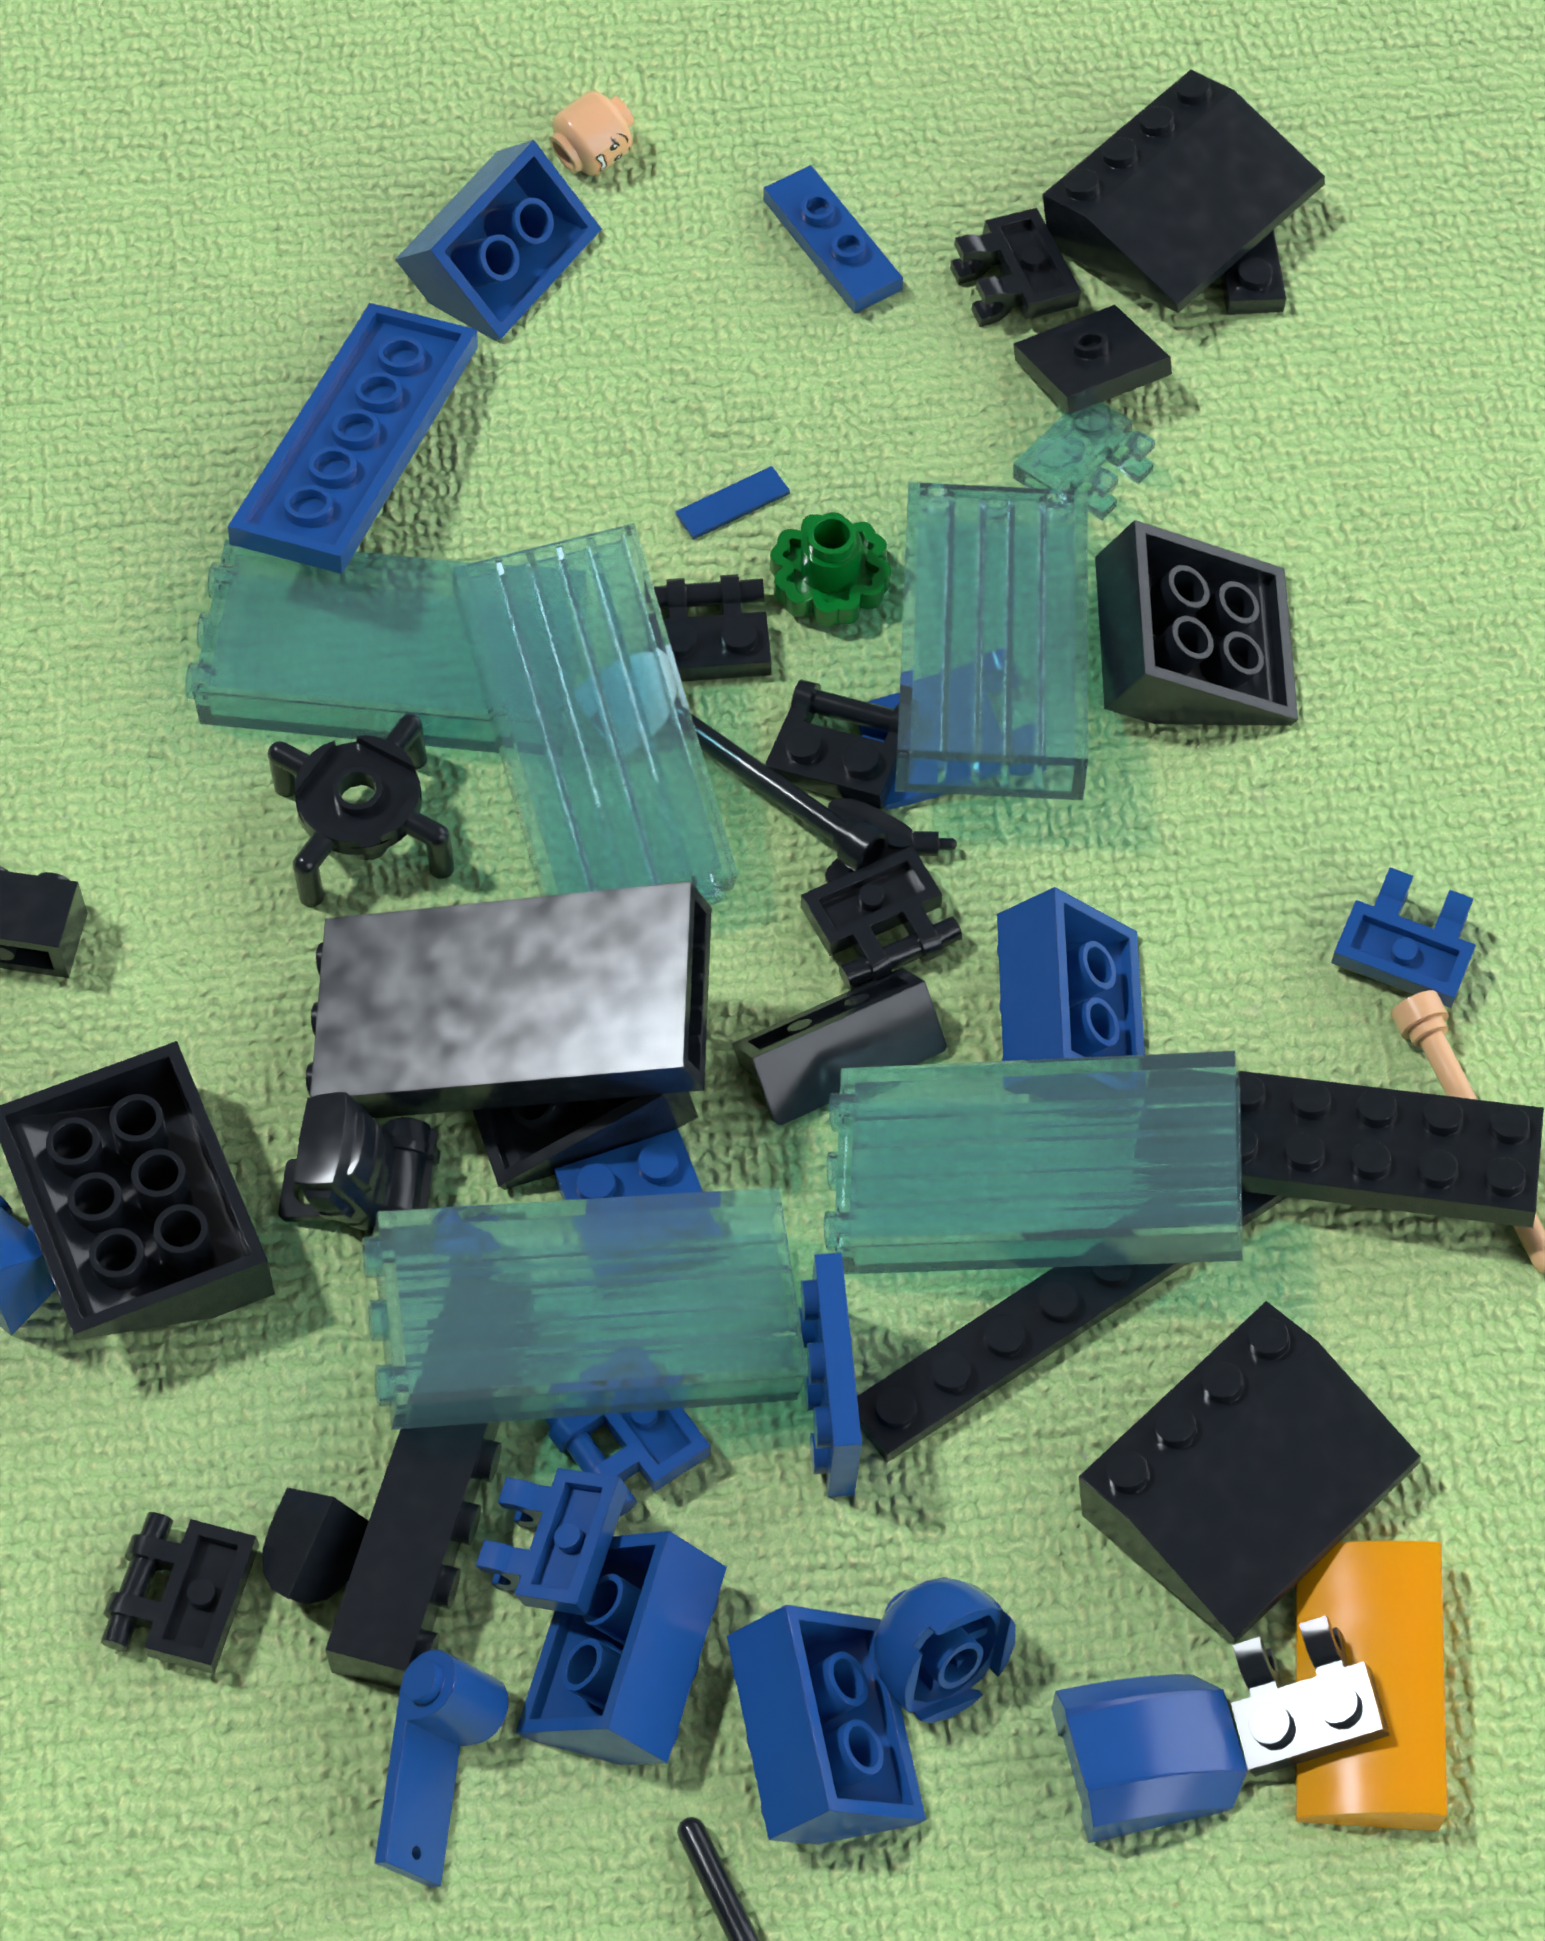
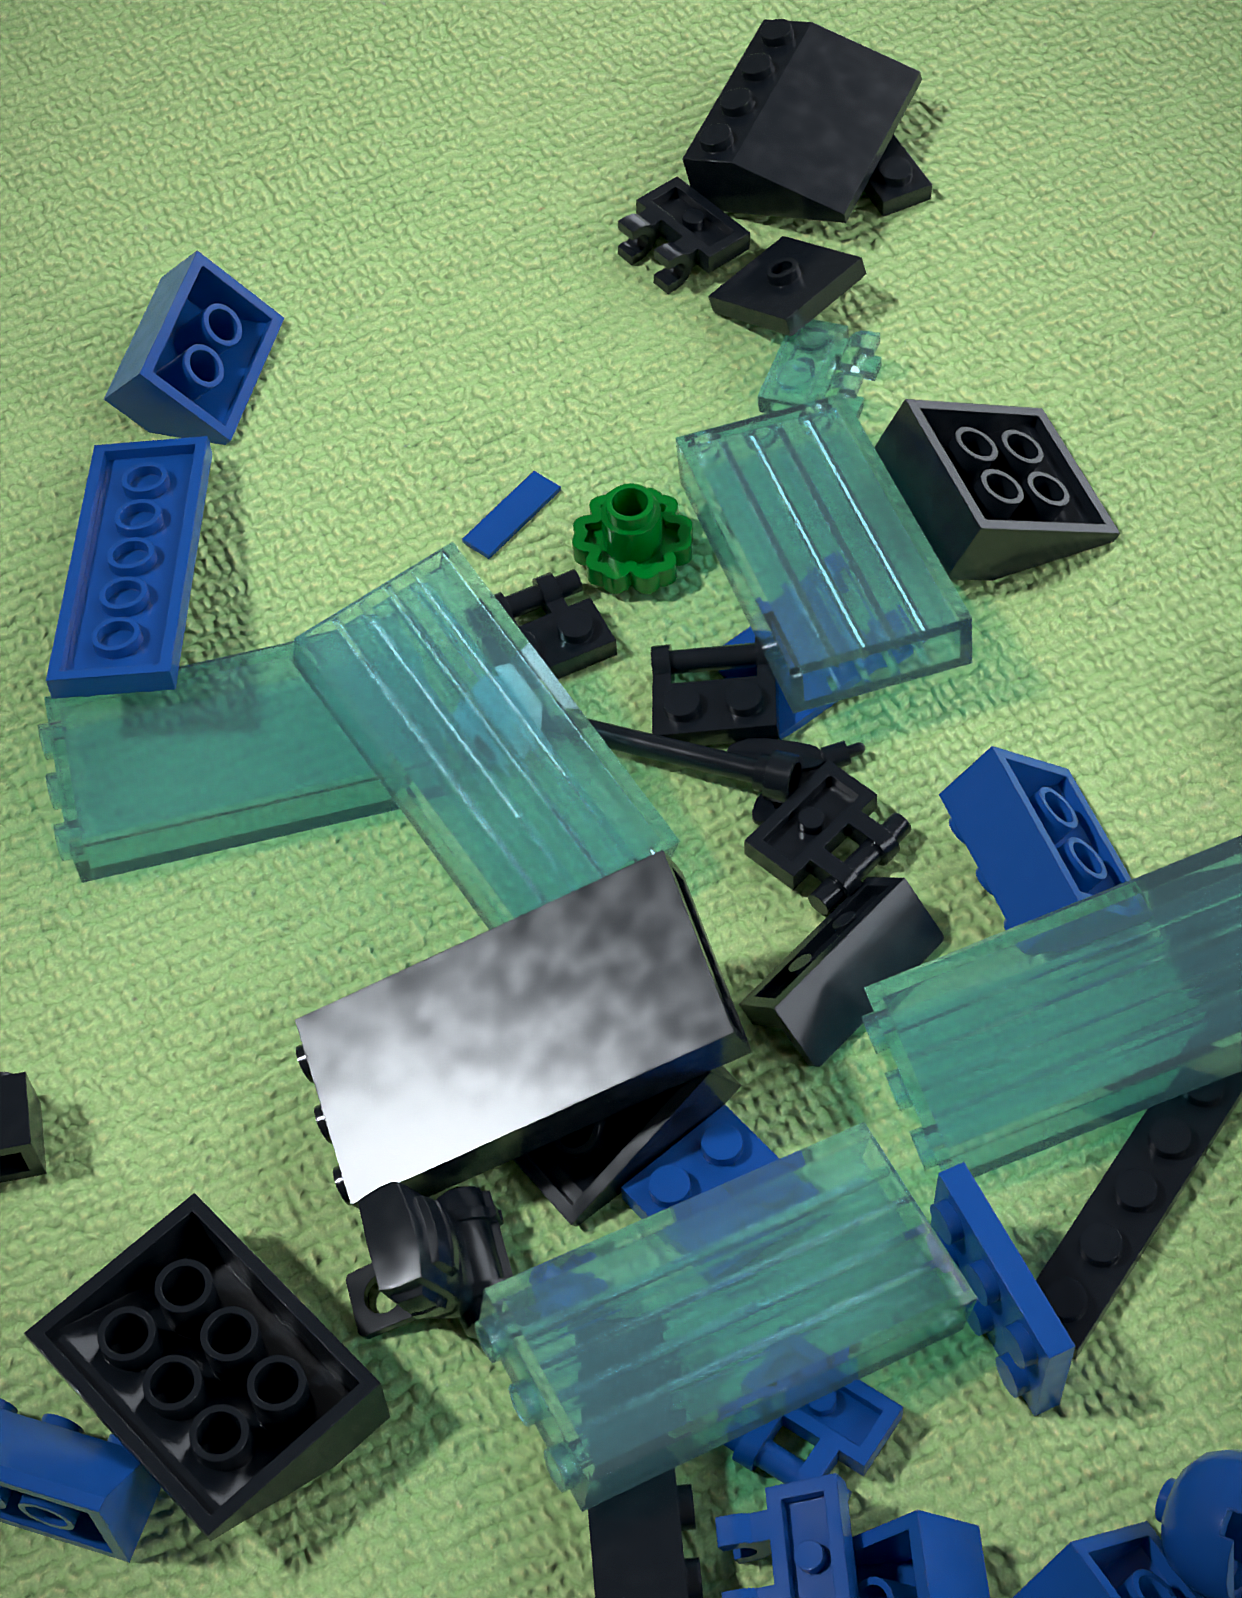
camera: 15 degrees left, 5 degrees down
(362, 828) = (283, 925): black plate -> none
(592, 133) = (243, 236): light nougat head -> none
(833, 239) = (502, 261): blue plate -> none

